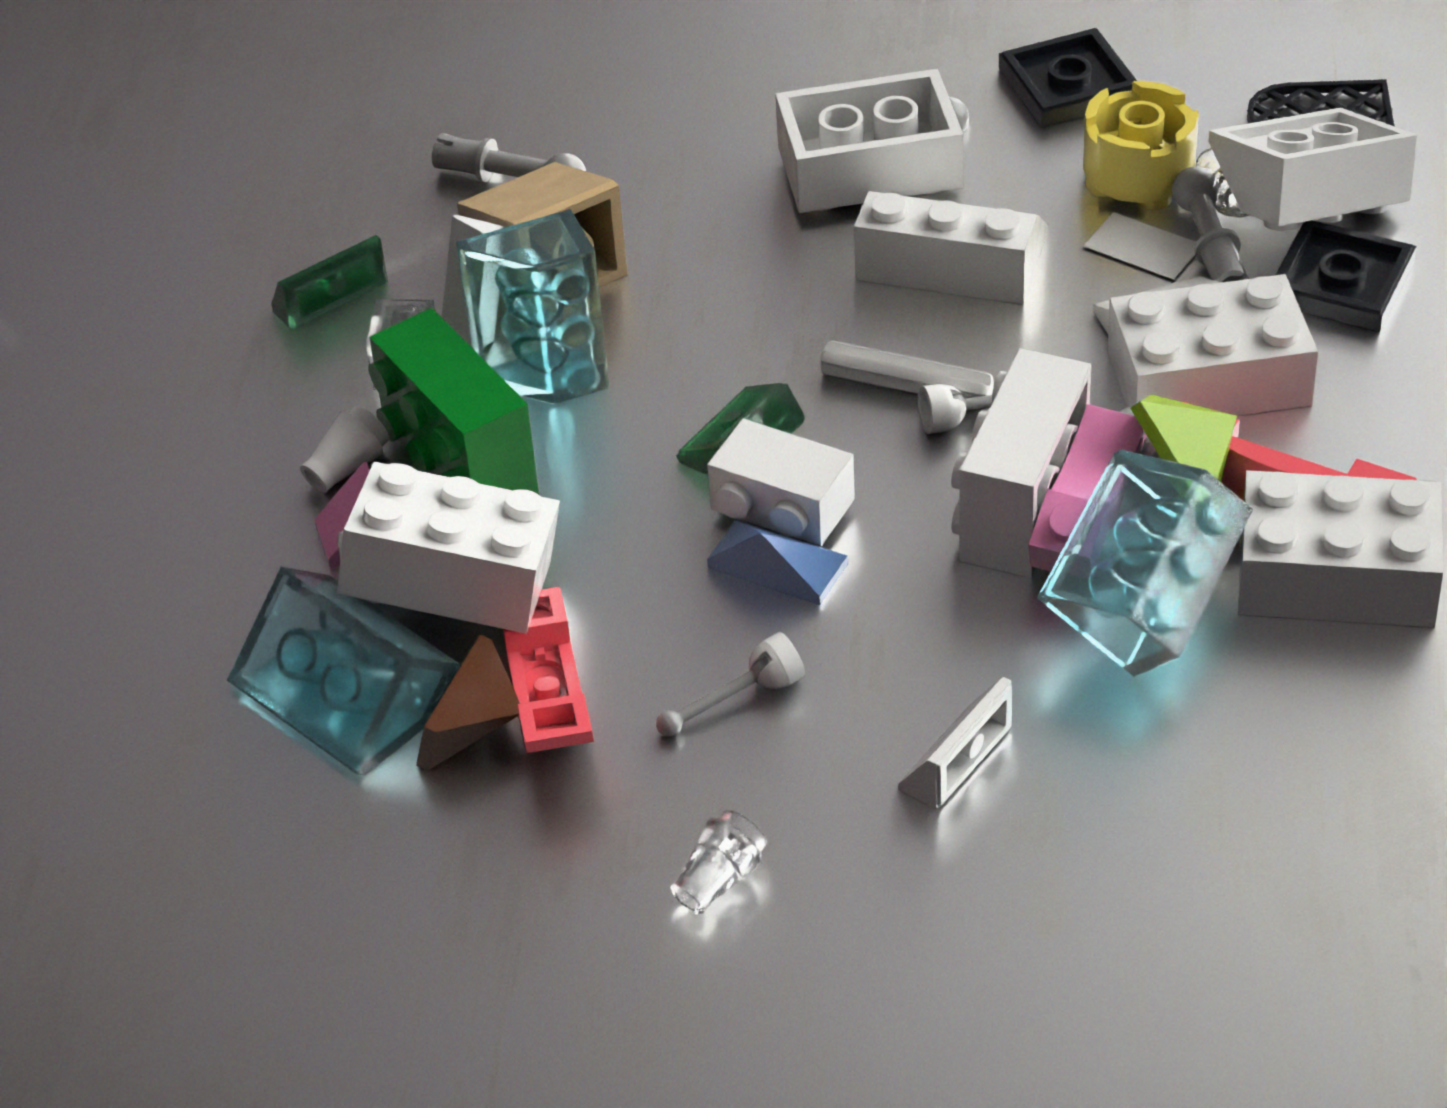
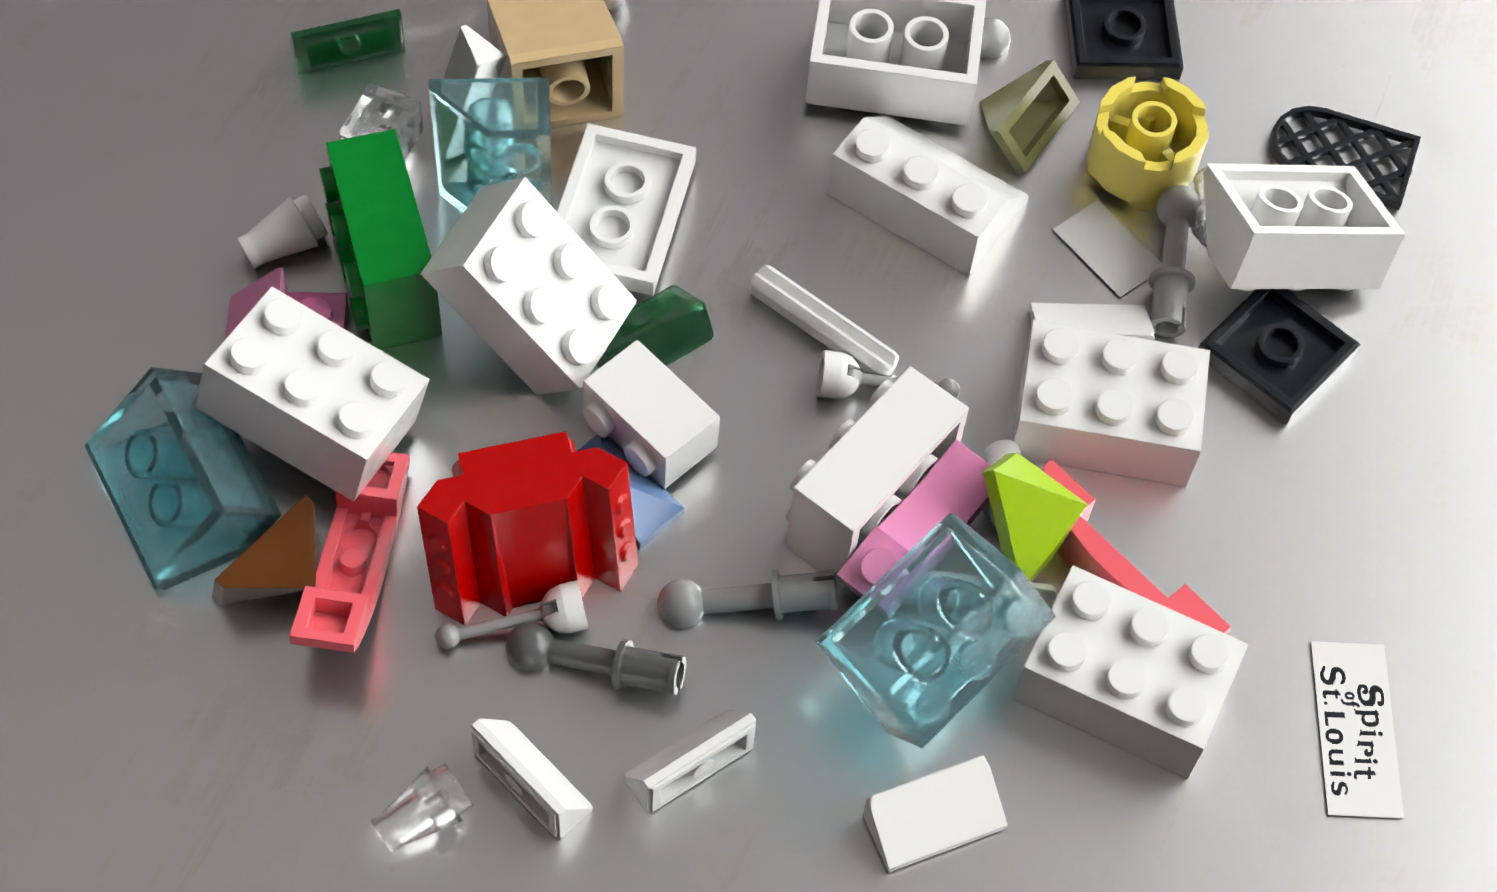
camera: 10 degrees right, 15 degrees up
(621, 401) = (529, 286): none -> white brick
(665, 340) = (627, 200): none -> white plate
(707, 590) = (526, 522): none -> red slope
(757, 708) = (533, 647): none -> dark grey pin
(806, 808) = (529, 775): none -> white slope
(887, 631) = (685, 602): none -> light grey pin
(1015, 160) = (1029, 113): none -> olive slope
(1213, 717) = (935, 813): none -> white slope

